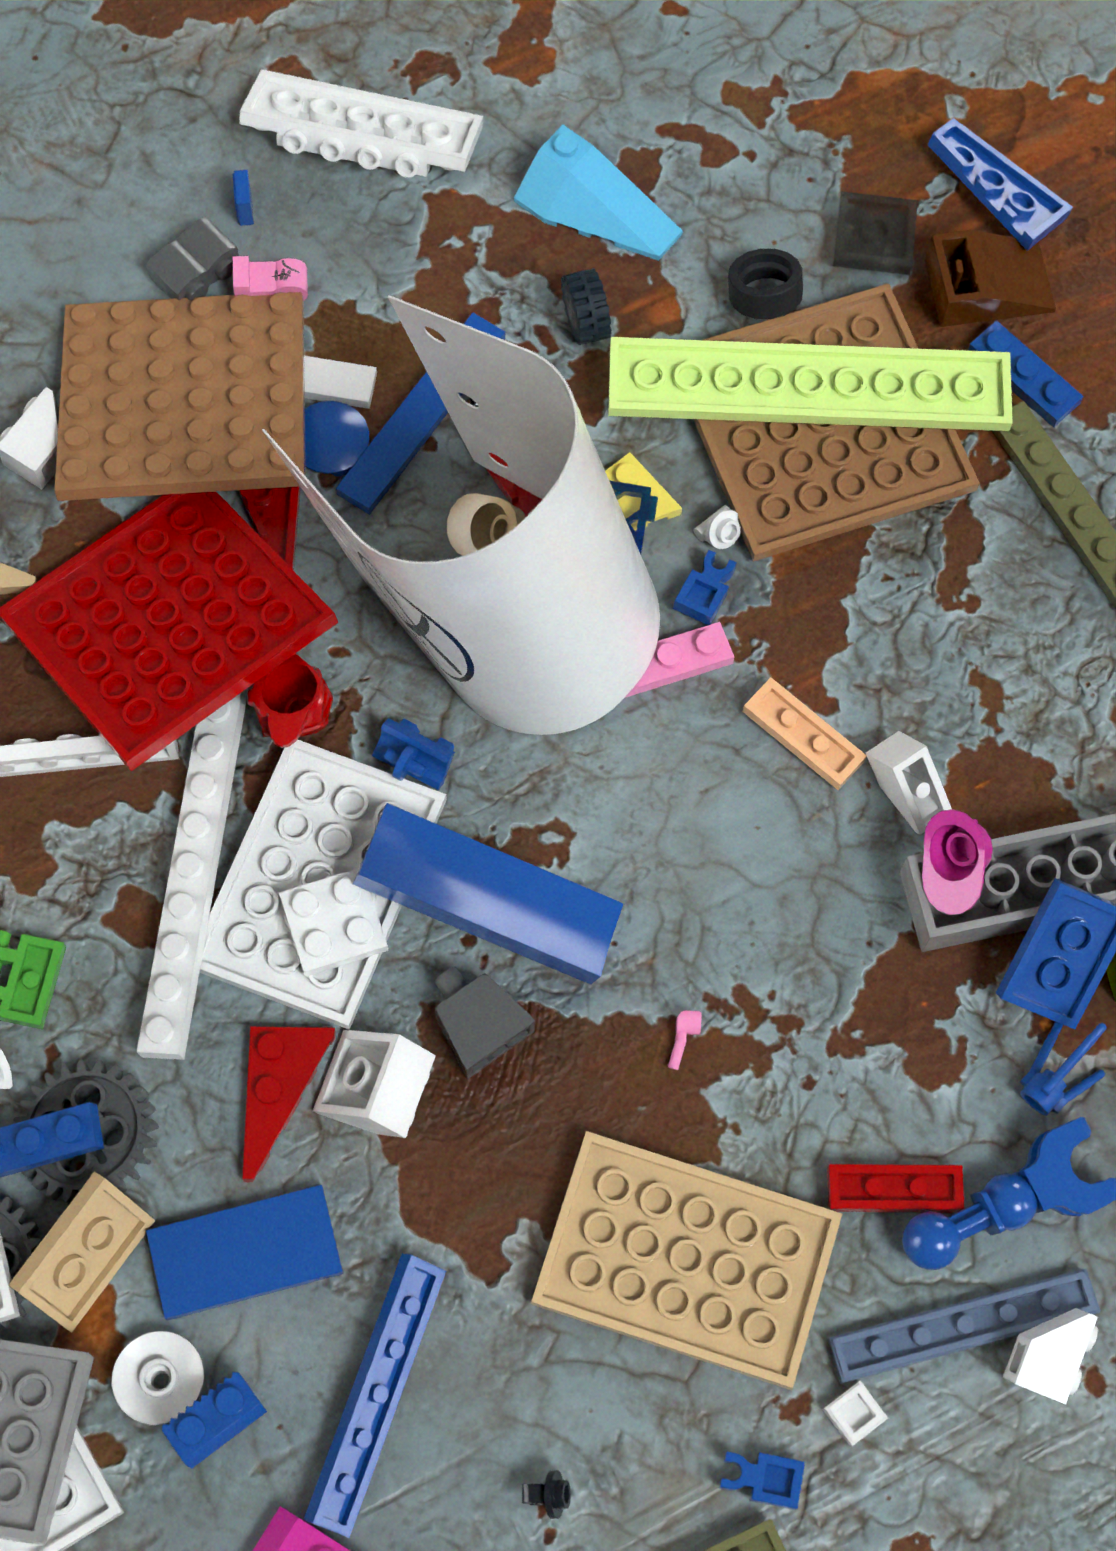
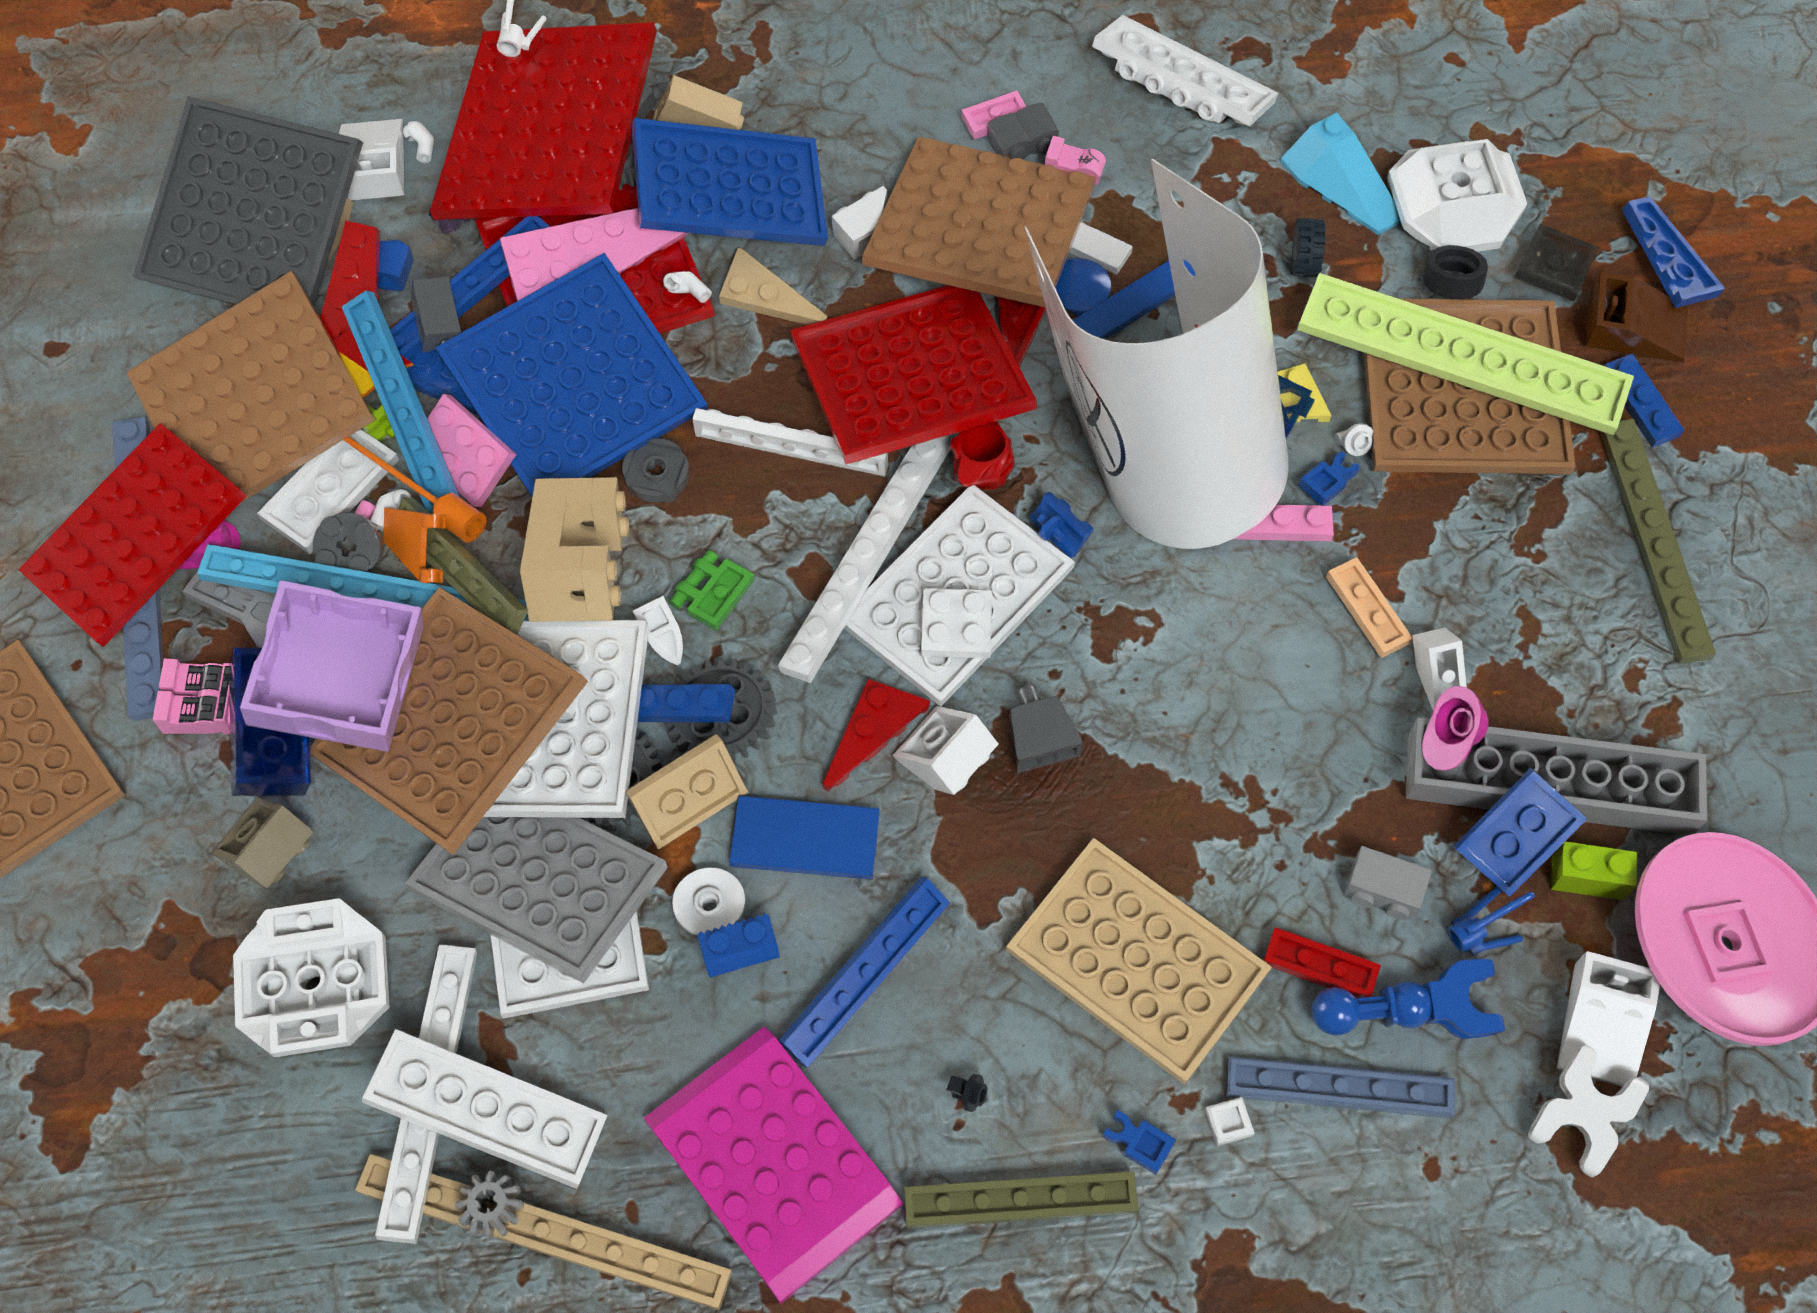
camera: 25 degrees right, 5 degrees down
(135, 252) = (980, 115): none -> bright pink plate
(243, 197) = (1076, 99): blue tile -> none
(489, 894) = (1081, 642): blue arch -> none
(686, 1023) = (1200, 788): bright pink hand -> none
(730, 212) = (1457, 194): none -> white piece
(937, 1065) = (1387, 884): none -> light grey brick
(1050, 1355) = (1400, 1132): white slope -> none

